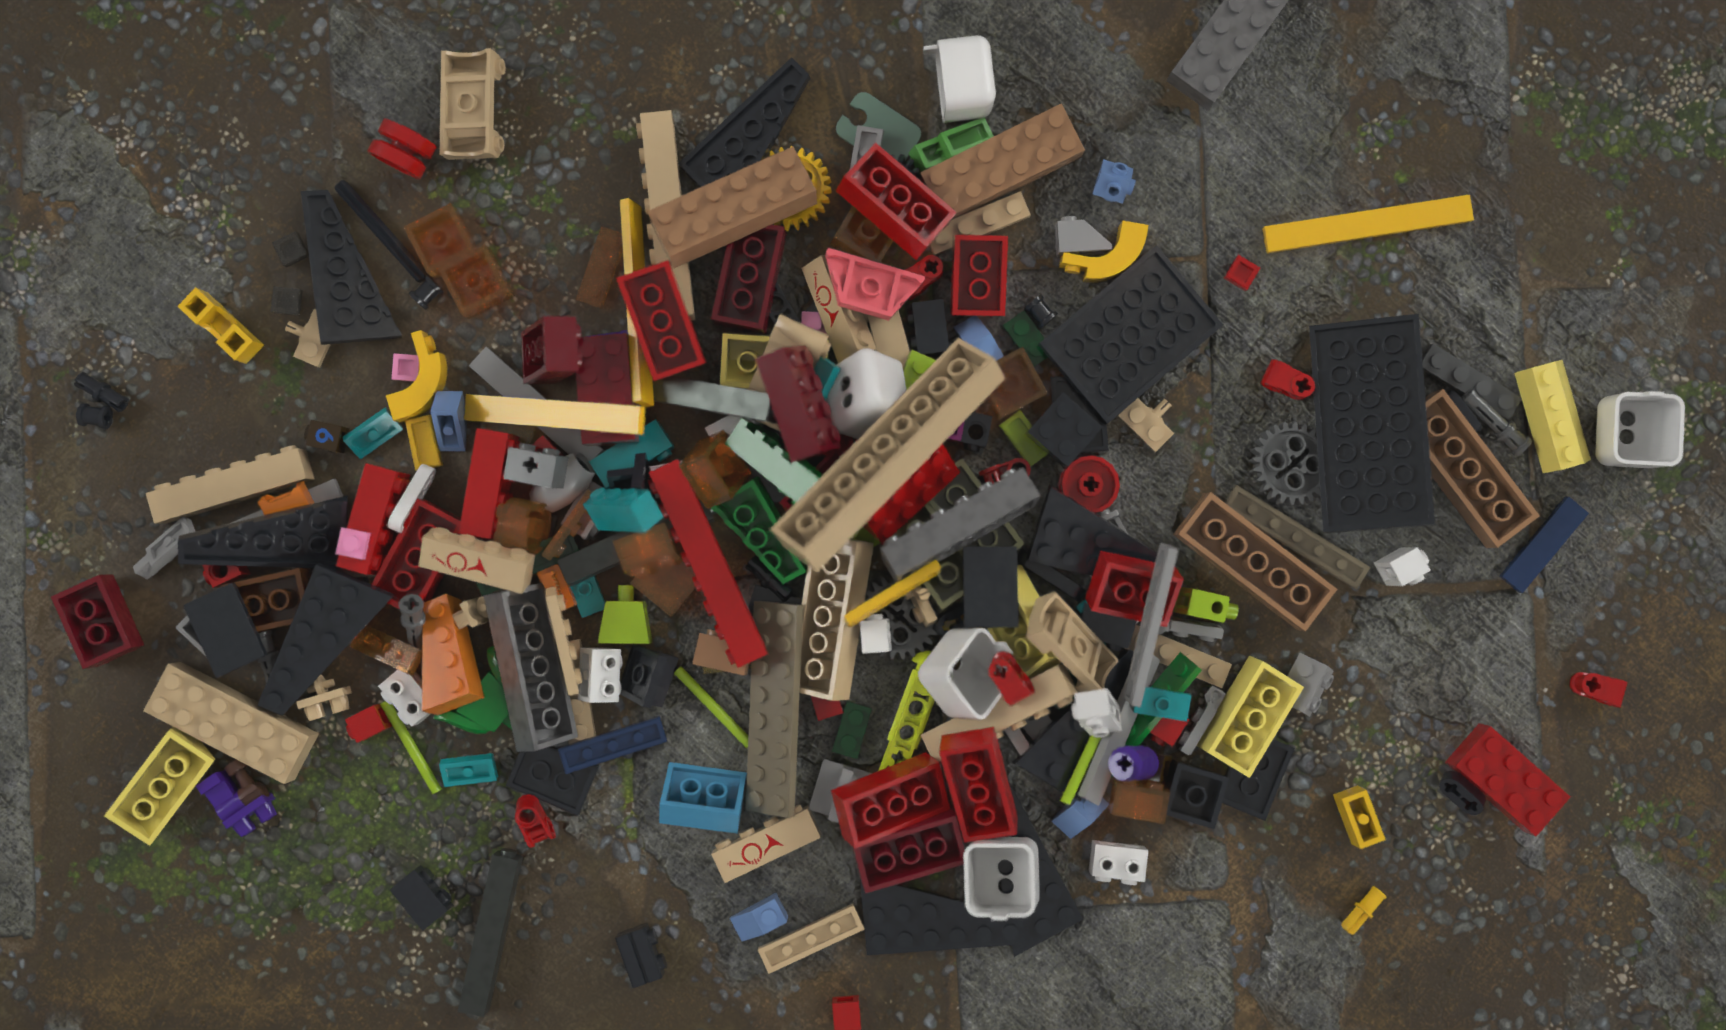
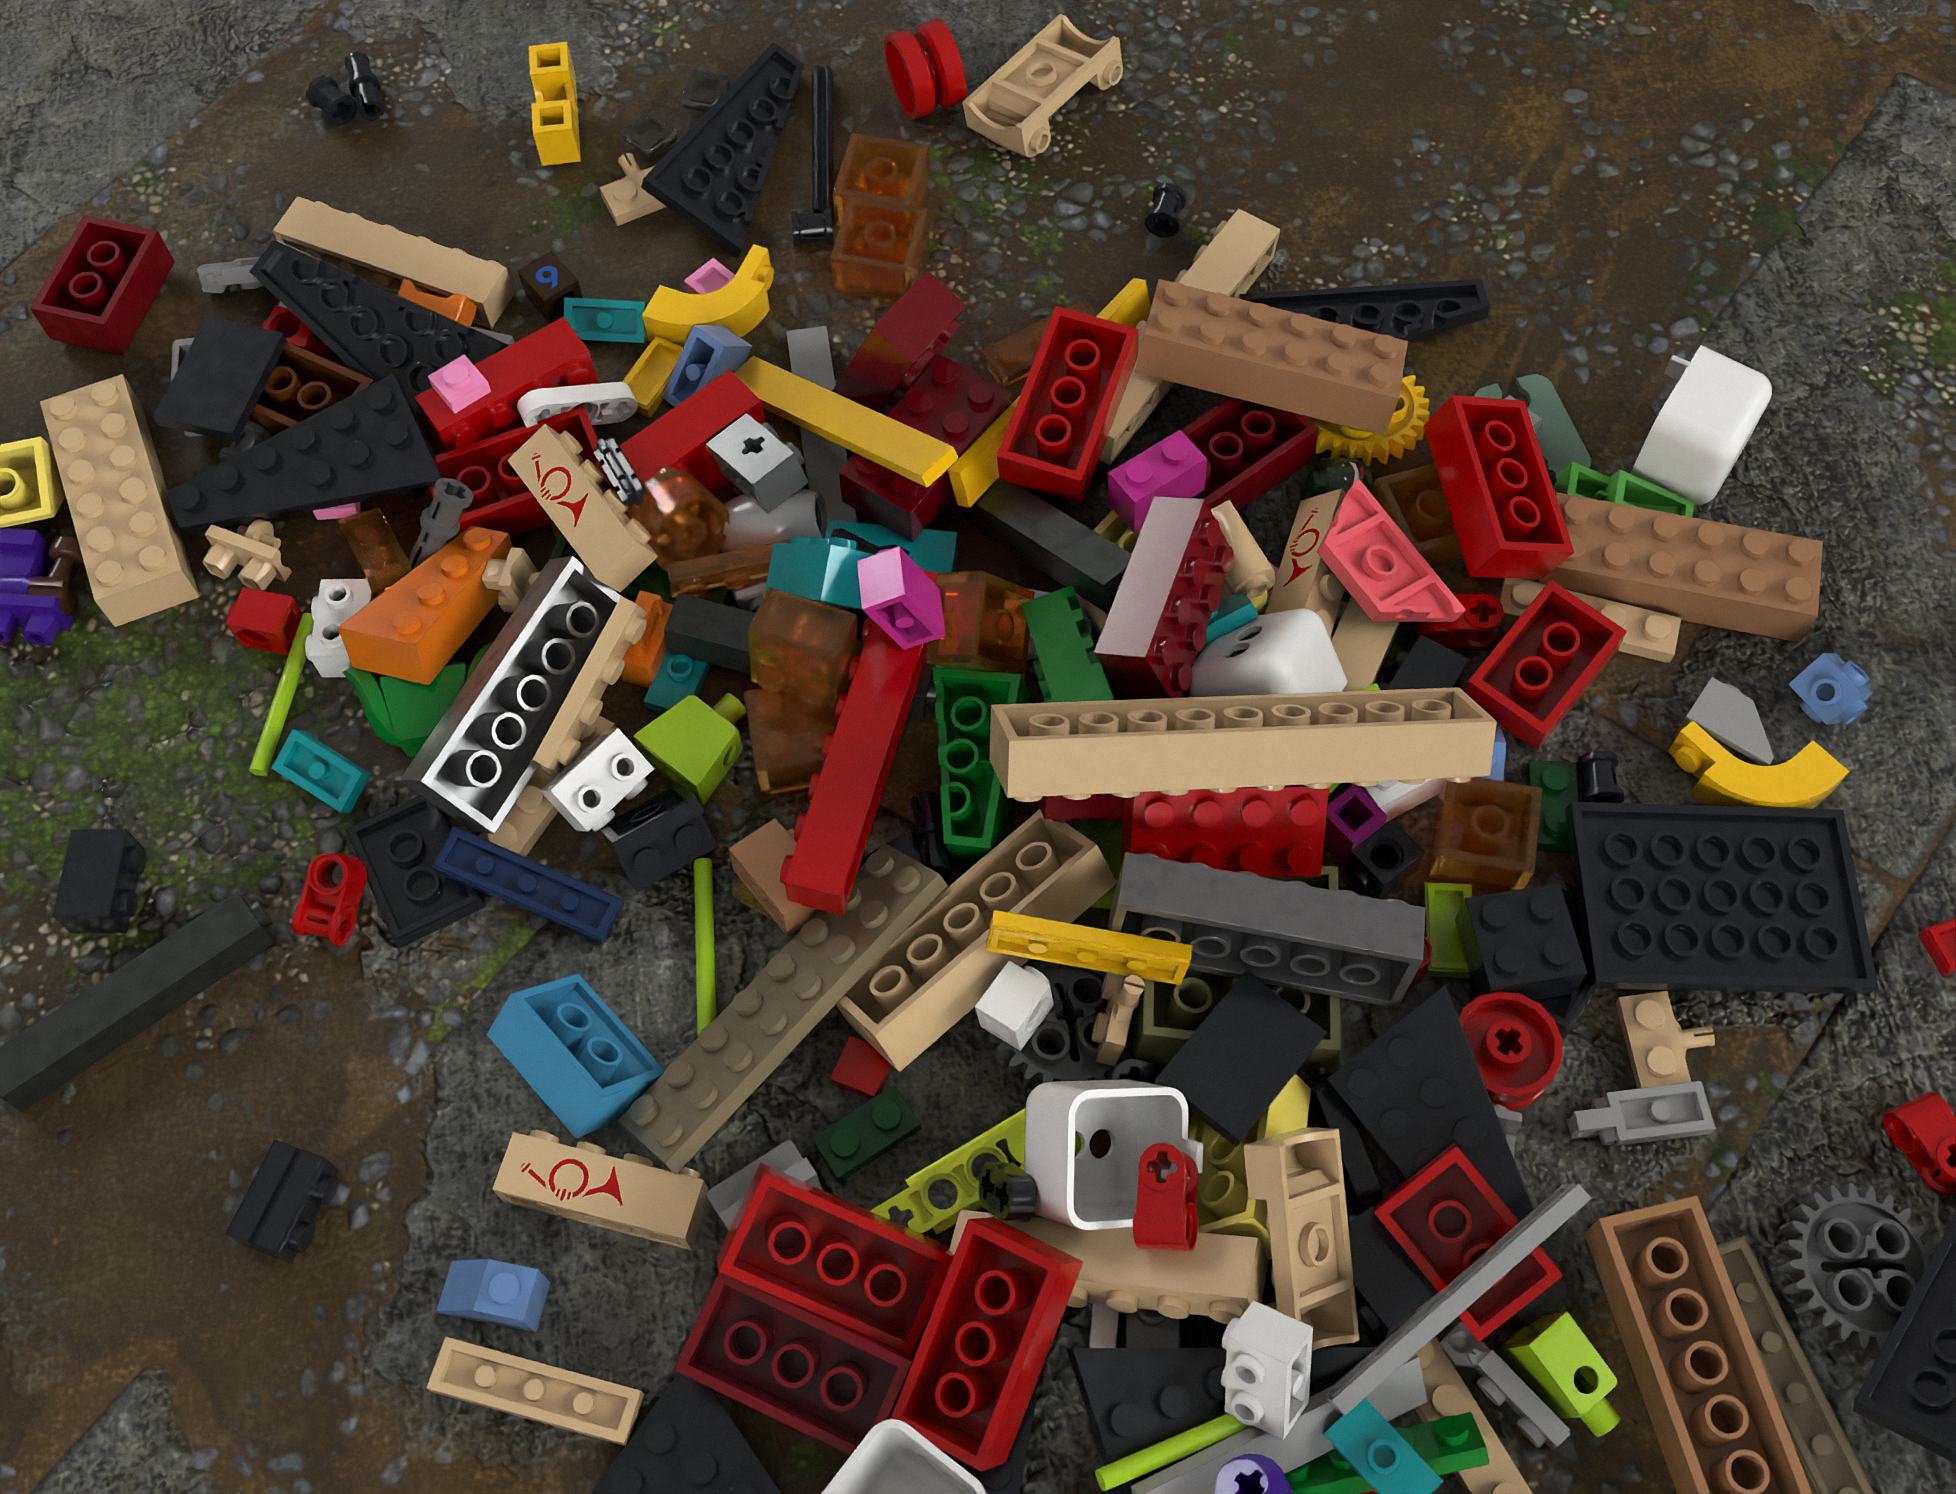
camera: 40 degrees right, 25 degrees down
(479, 530) = (620, 472): none -> axle
(599, 136) = (1168, 202): none -> black bush
(677, 498) = (901, 598): none -> dark pink brick
(735, 327) = (1164, 470): none -> dark pink brick
(811, 242) = (1336, 473): none -> head
(937, 718) = (1007, 1192): none -> black beam
(1164, 462) = (1645, 1115): none -> light grey hinge

